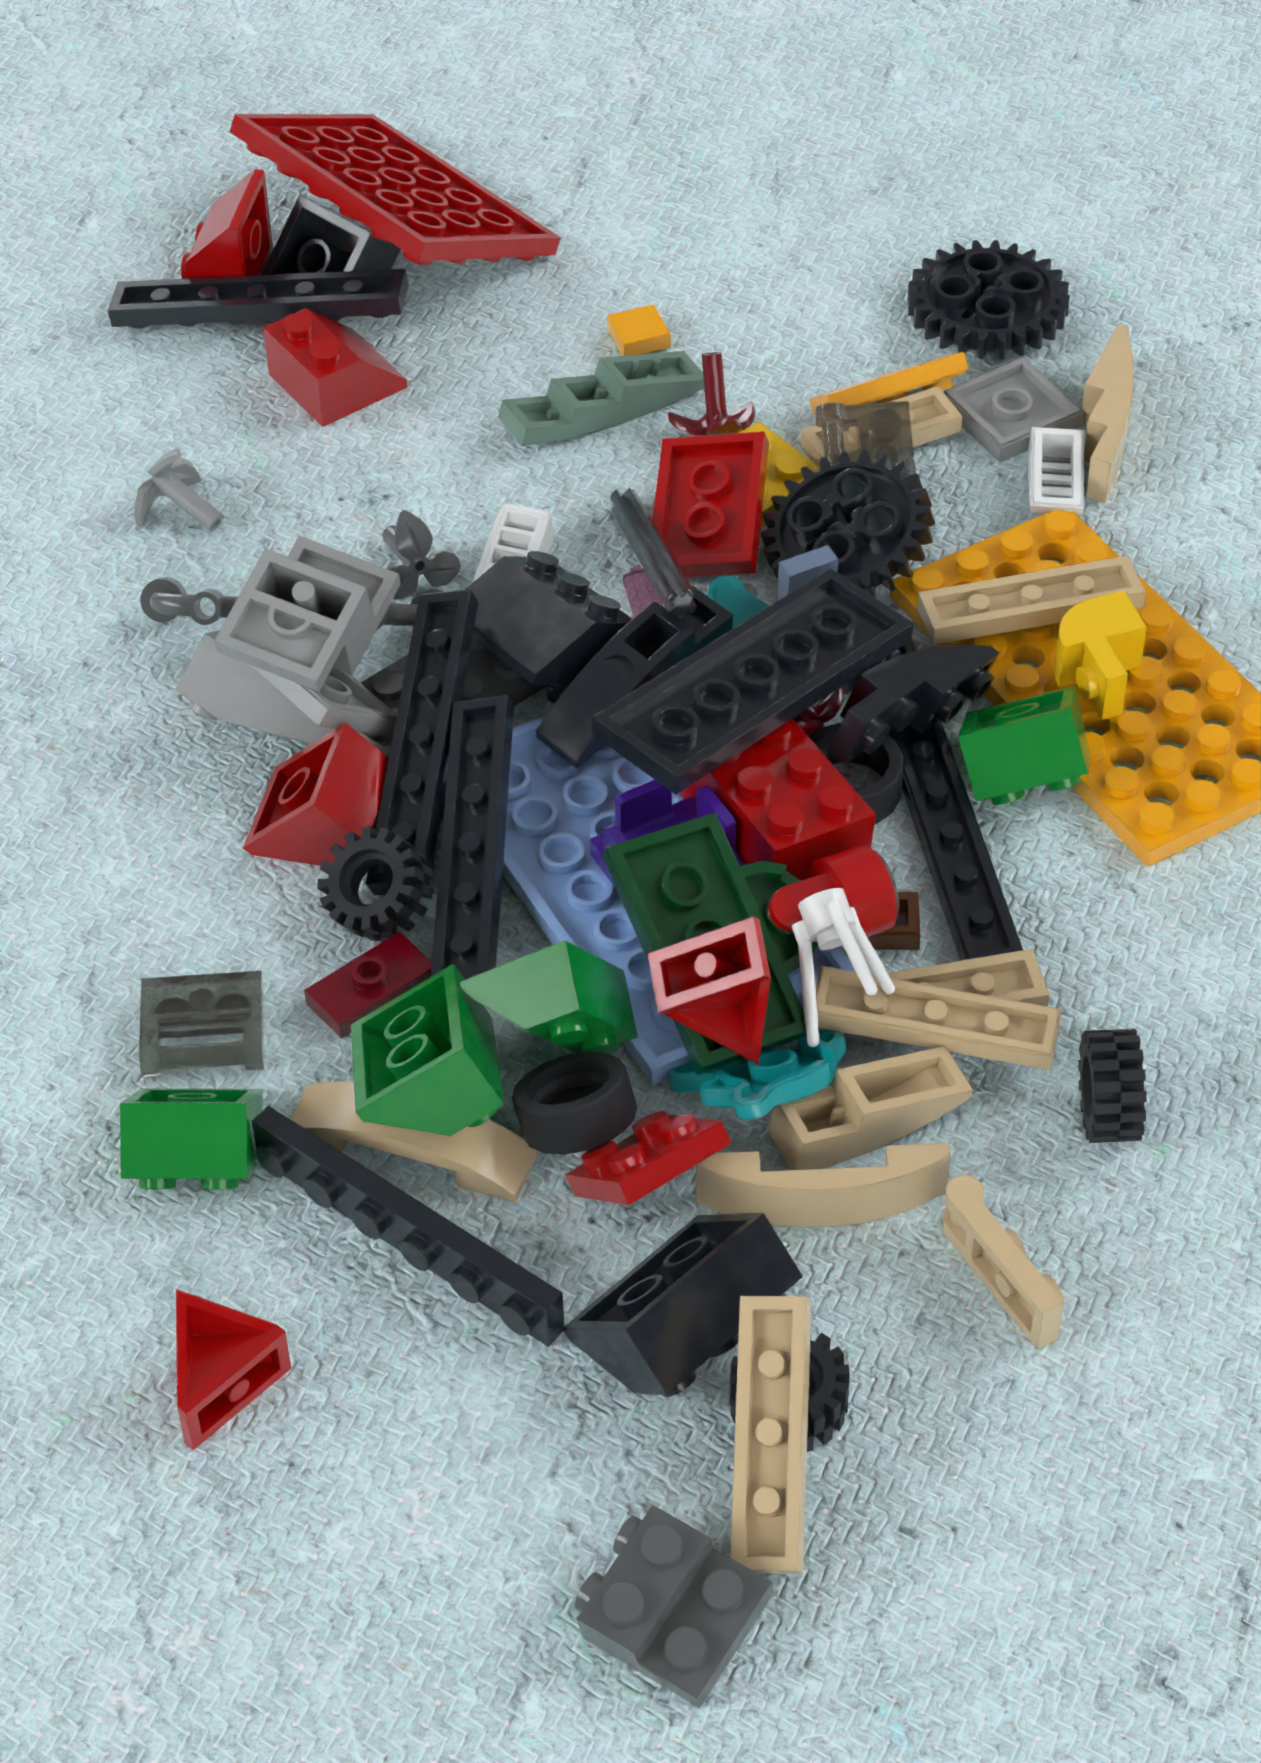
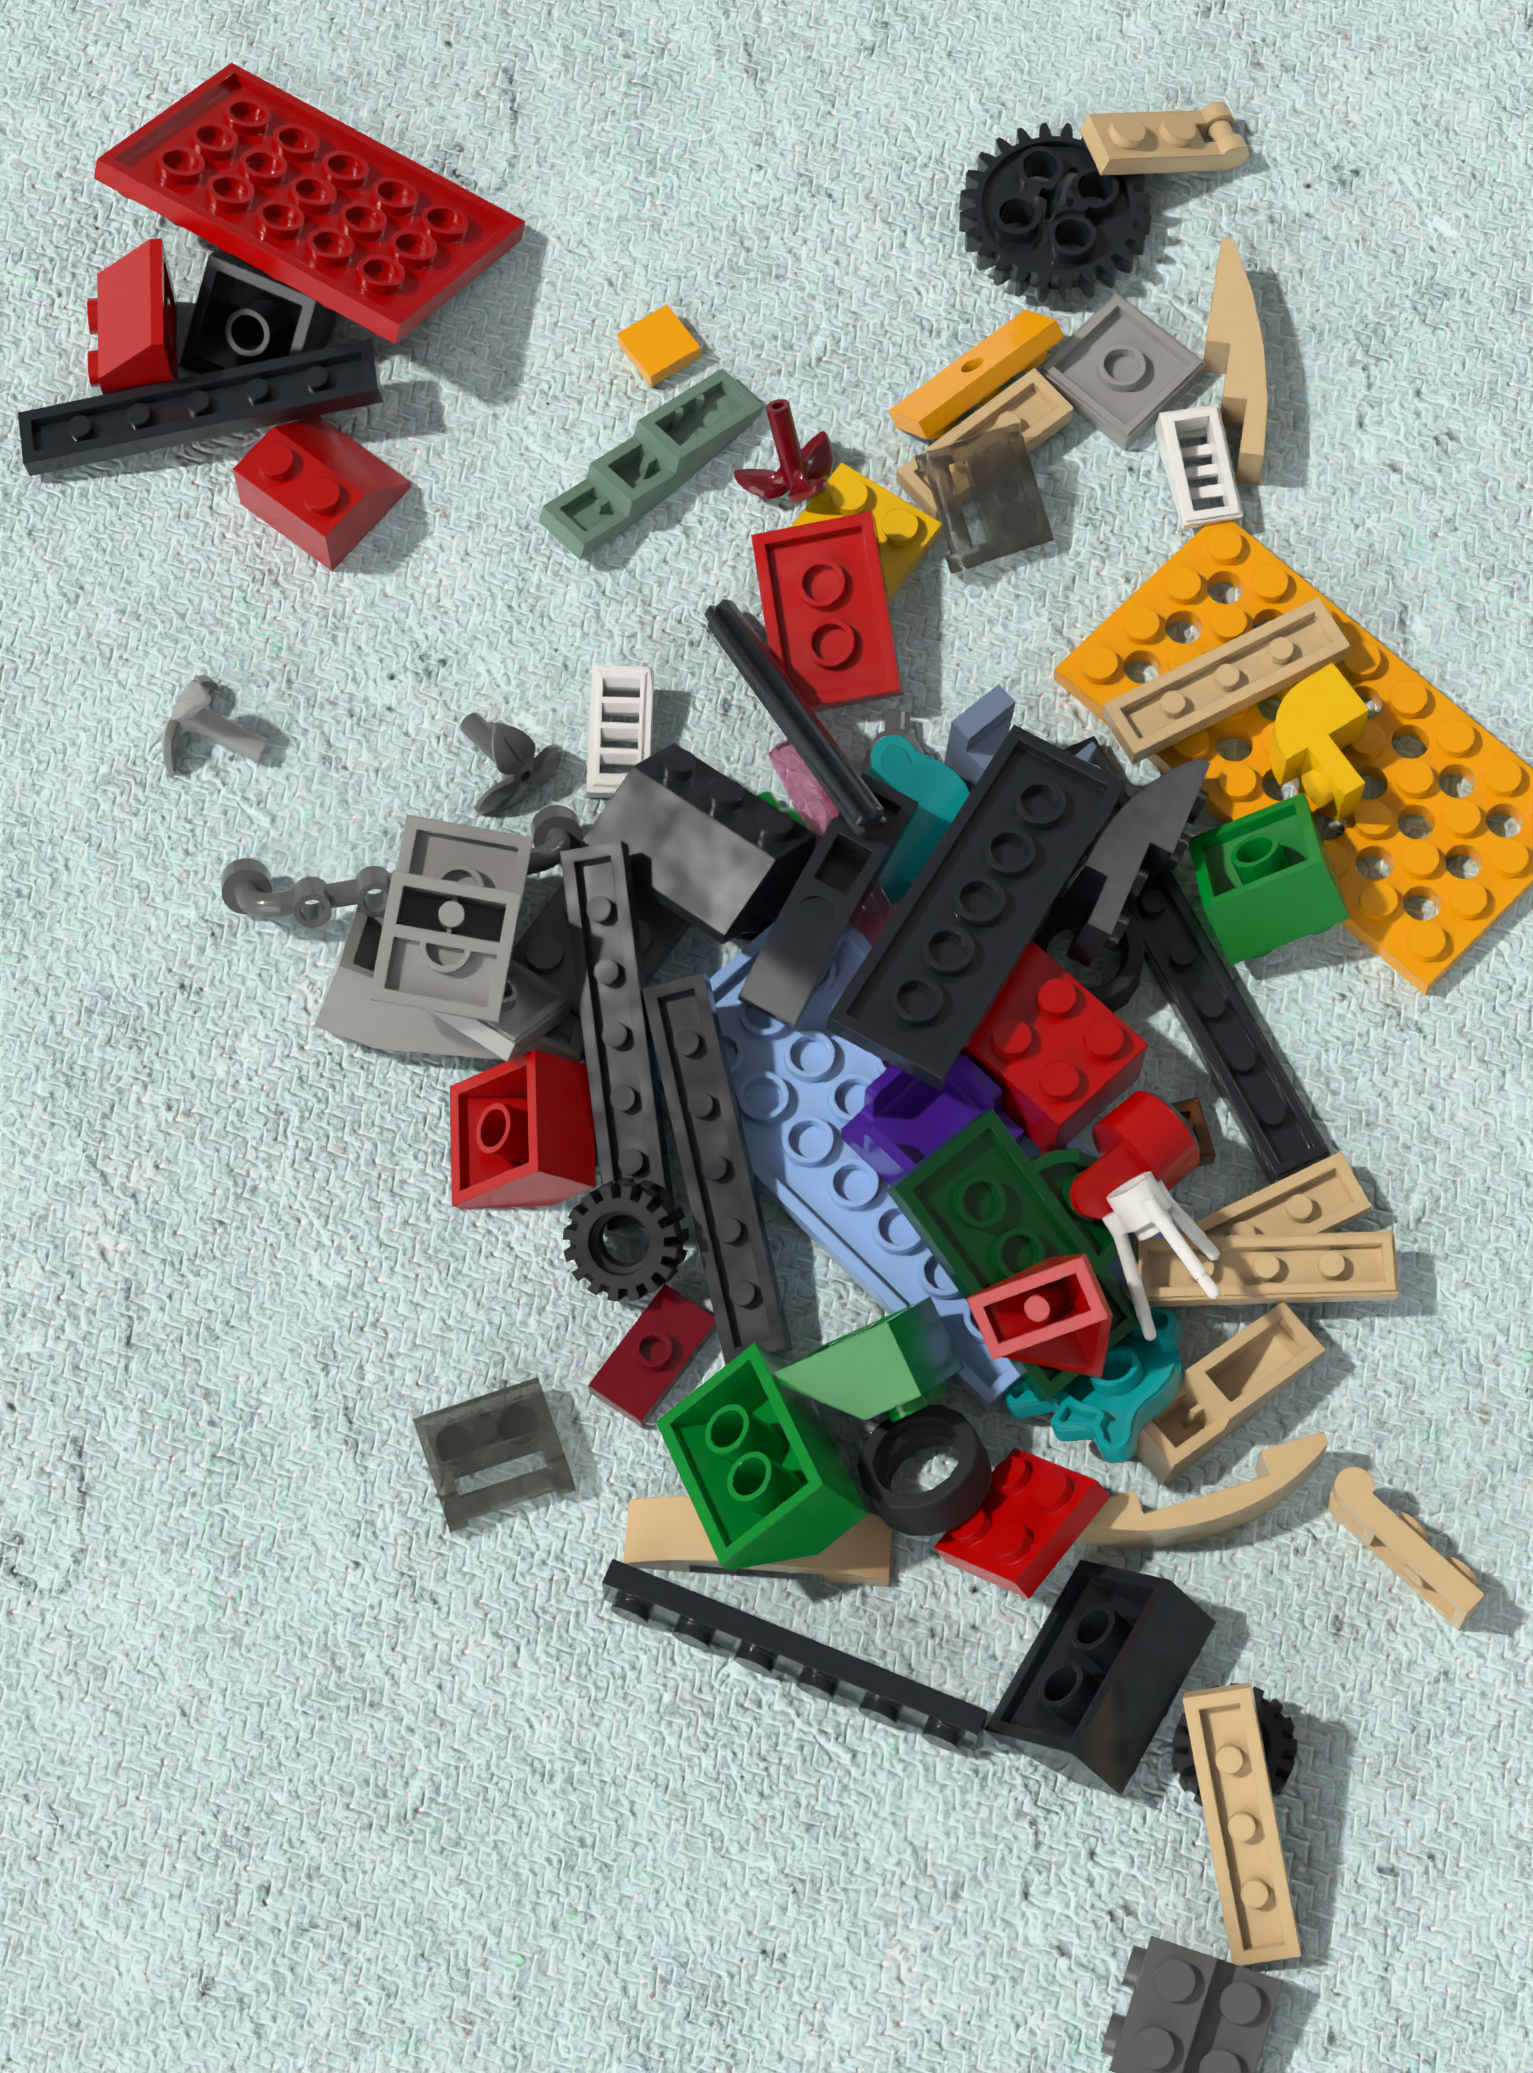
camera: 15 degrees left, 20 degrees up
(189, 1136) = (534, 1597): green slope -> none
(222, 1363) = (664, 1875): red slope -> none
(862, 511) = (953, 575): black gear -> none
(1092, 266) = (1164, 141): none -> tan plate
(1112, 1085) = (1468, 1315): black tyre -> none

